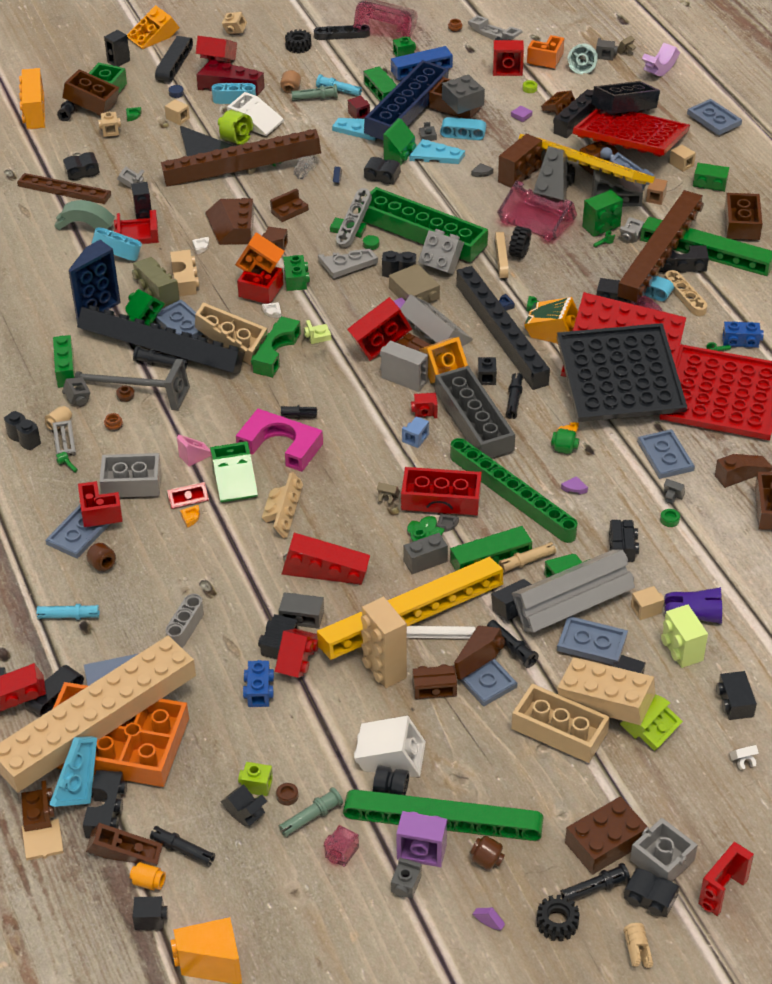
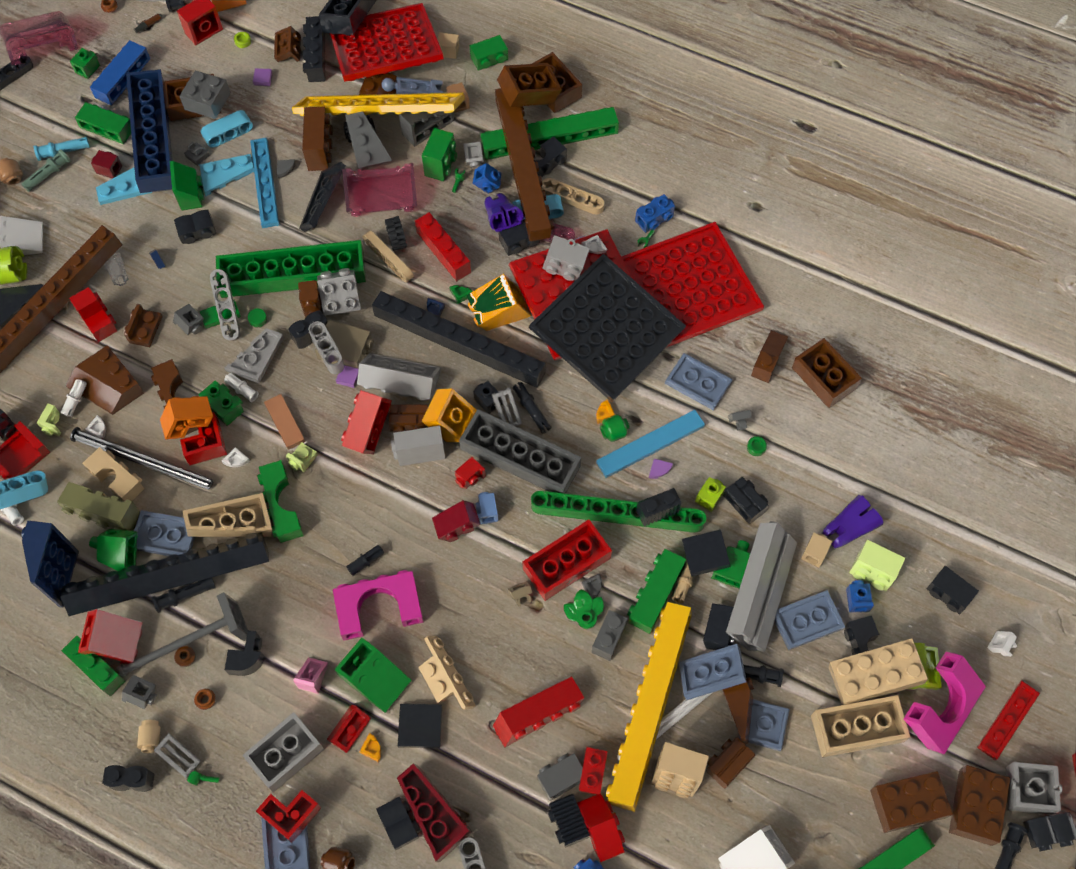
camera: 40 degrees left, 20 degrees up
(91, 347) = (110, 636): none -> panel
(160, 416) = (248, 660): none -> black brick
(162, 562) = (398, 823): none -> black brick
(174, 222) = (48, 419): none -> yellowish green bracket
(184, 240) = (141, 458): none -> axle
(190, 568) = (436, 817): none -> dark red wedge
(202, 217) = (73, 397): none -> white axle
(236, 523) = (420, 726): none -> black tile
(262, 179) = (93, 313): none -> red brick
(318, 273) = (241, 387): none -> white axle
(322, 221) = (188, 319): none -> dark grey brick
(327, 307) = (284, 421): none -> nougat tile
(329, 612) = (593, 771): none -> red bracket
(384, 421) = (456, 521): none -> dark red brick
(396, 273) = (323, 340): none -> light grey beam
(415, 241) = (309, 297): none -> reddish brown brick
(458, 172) = (264, 183): none -> dark azure tile
(469, 47) = (147, 23): none -> piece
(477, 615) = (712, 672): none -> sand blue plate
(491, 196) = (324, 188): none -> black wing
(500, 380) = (501, 394): none -> light grey tile
(542, 493) = (658, 506): none -> black brick
(548, 269) = (443, 246): none -> red brick
(551, 546) = (706, 553): none -> black tile
(552, 793) = (911, 802): none -> reddish brown brick
(584, 467) = (650, 443): none -> dark azure tile
(597, 520) = (710, 494): none -> lime brick
(611, 269) = (502, 213): none -> dark purple piece
(625, 305) = (565, 258): none -> light grey brick
(626, 246) = (487, 178): none -> blue brick
(653, 649) = (856, 602): none -> blue brick
(662, 317) = (595, 245): none -> white tile
(675, 757) = (964, 691): none -> dark pink arch
(696, 807) = (1008, 720): none -> red tile
(711, 196) = (529, 84): none -> reddish brown brick

